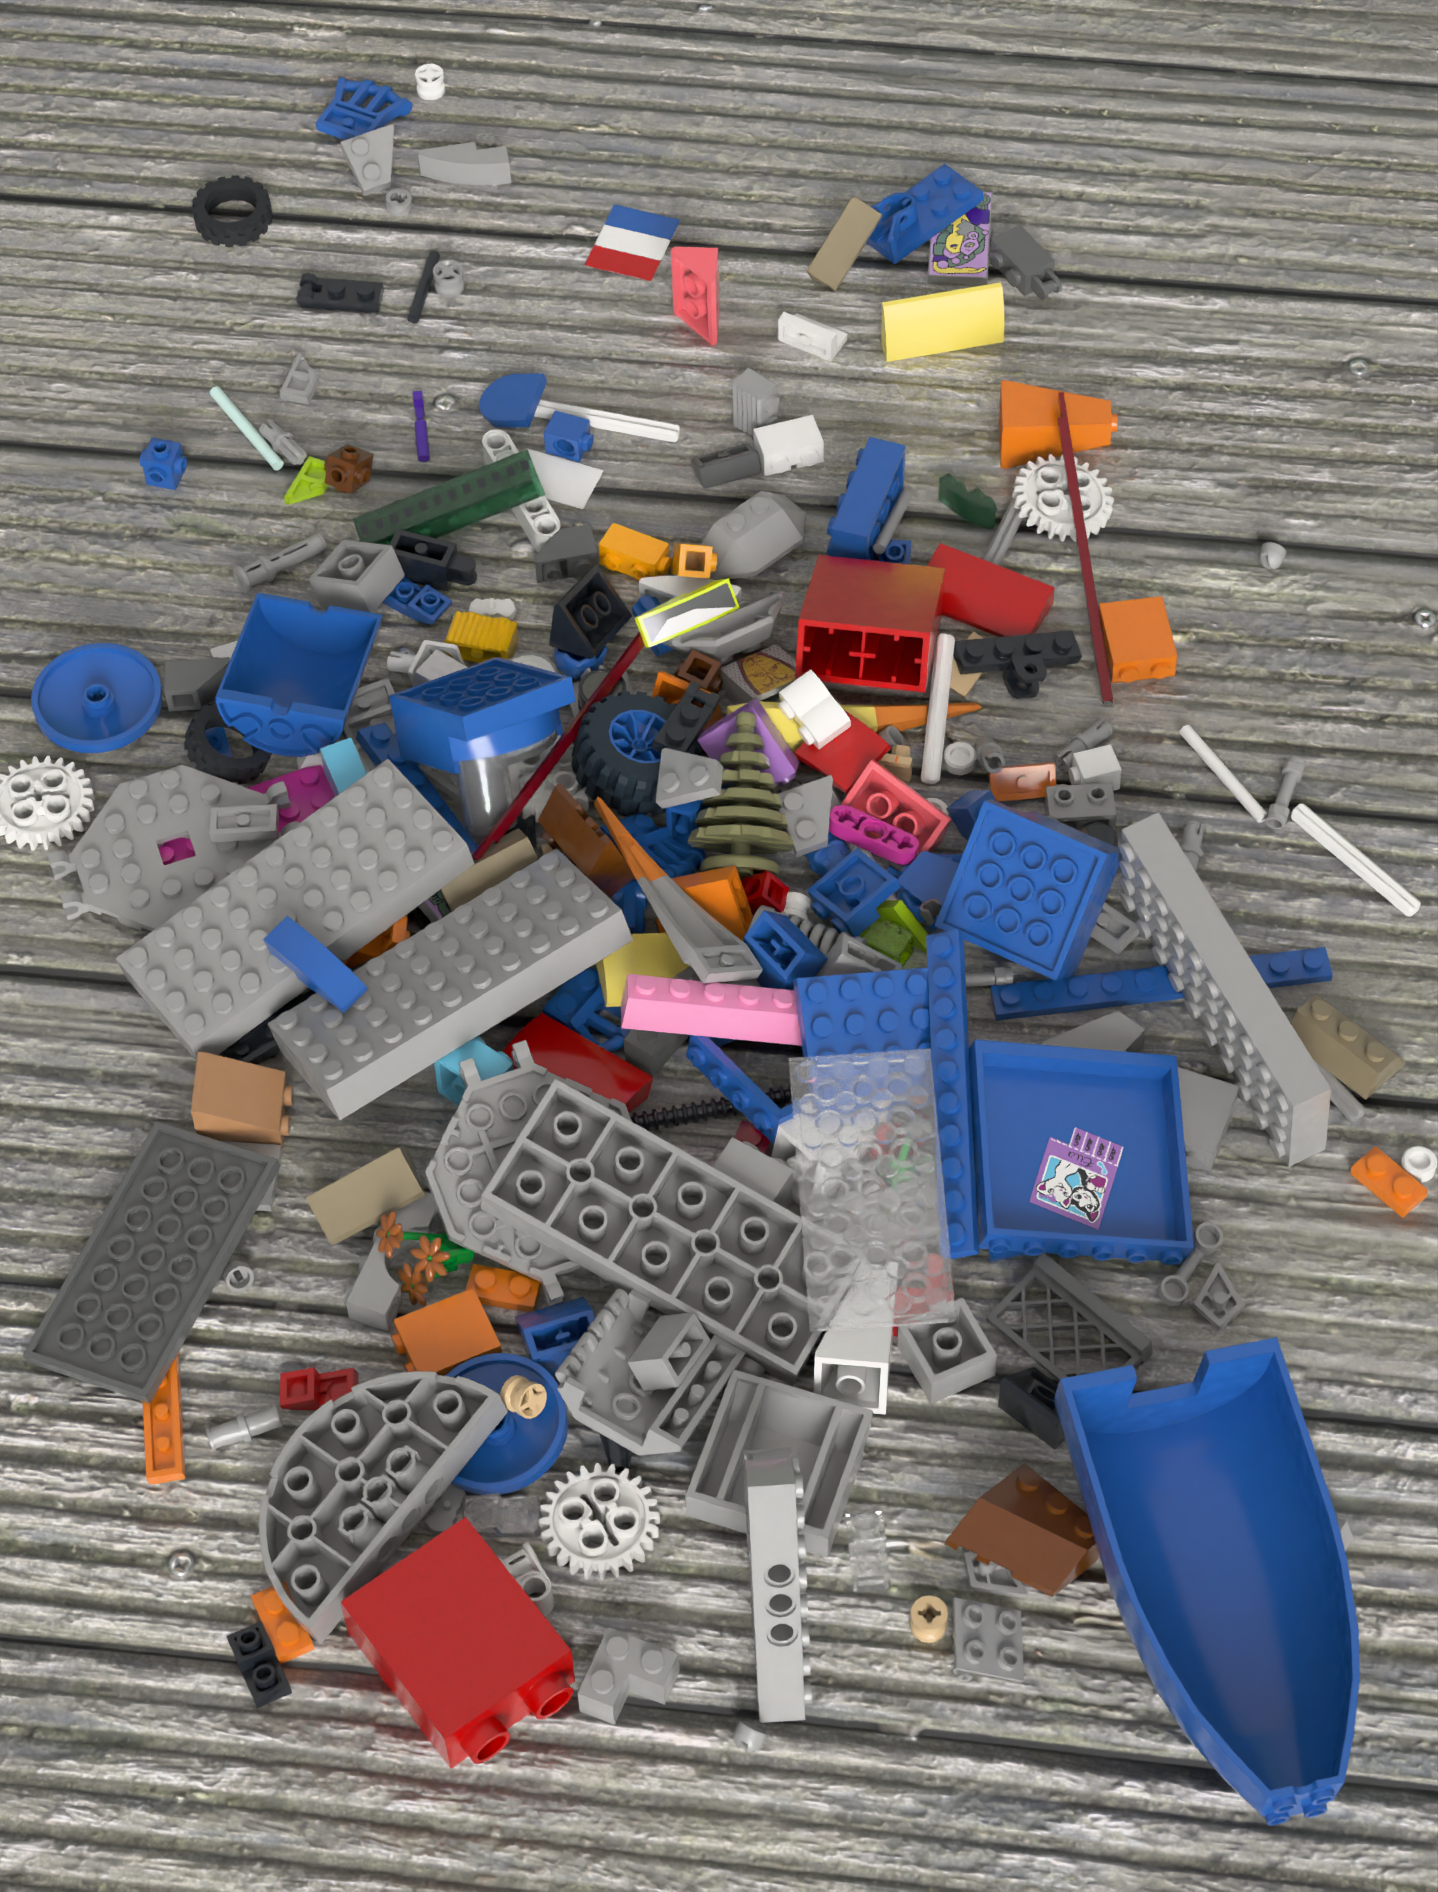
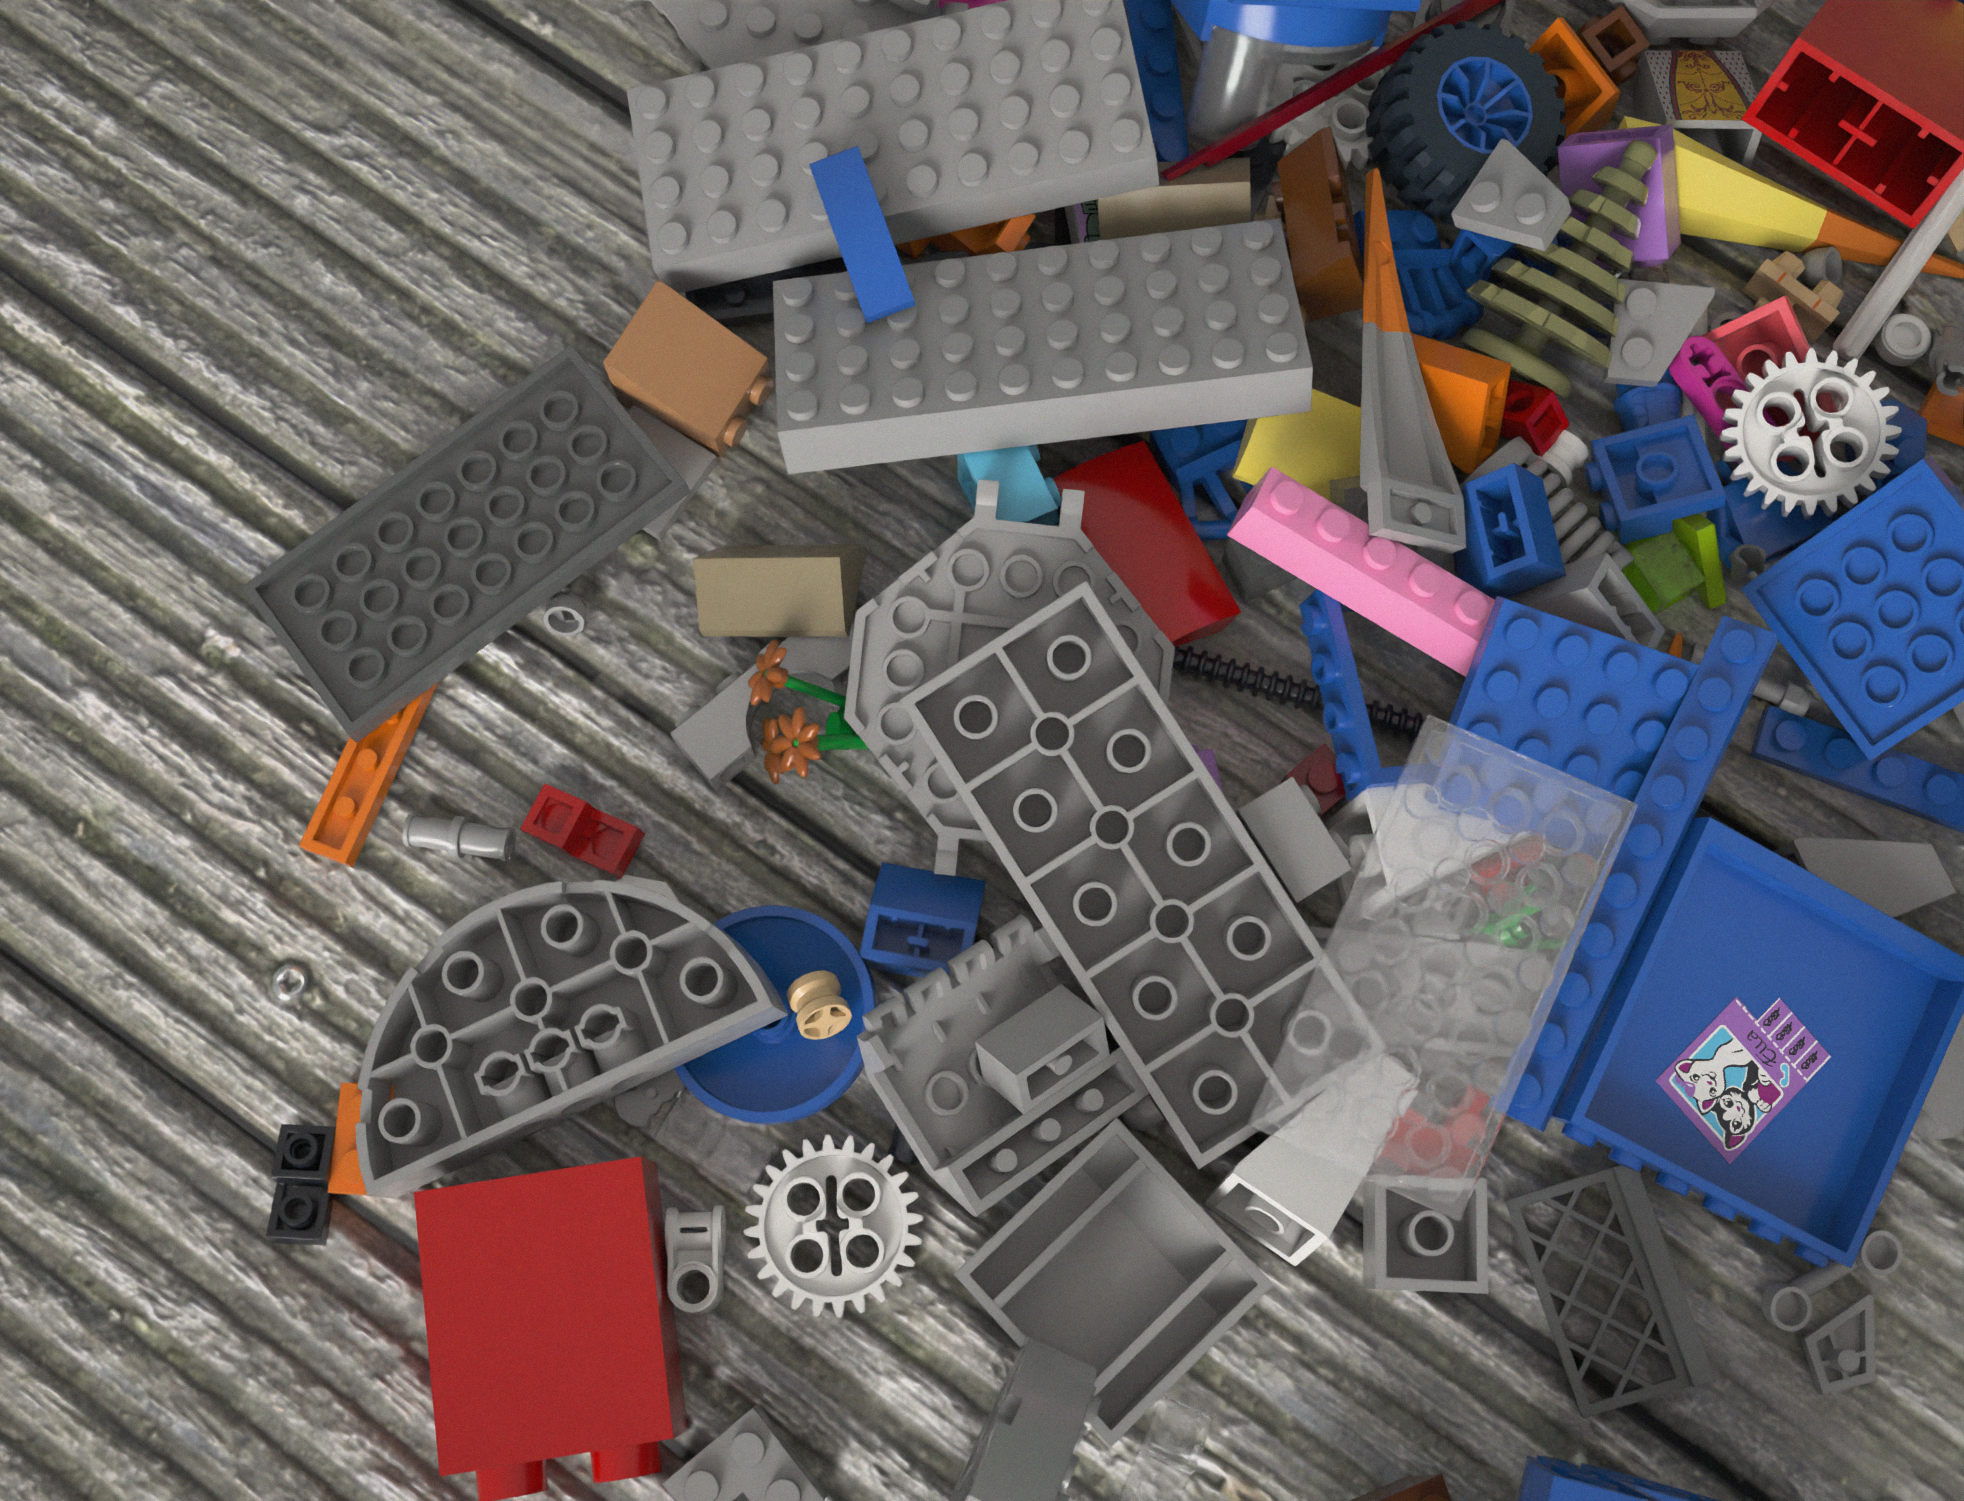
camera: 25 degrees right, 20 degrees up
(445, 1334) = (774, 852): orange brick -> none
(504, 1288) = (886, 810): orange plate -> none
(632, 903) = (1337, 351): blue piece -> none
(686, 720) = (1557, 110): black plate -> none
(814, 710) = (1742, 180): white brick -> none
(845, 755) = (1750, 255): red slope -> none
(902, 845) = (1858, 424): none -> white gear
(1030, 1401) = (1516, 1380): black slope -> none

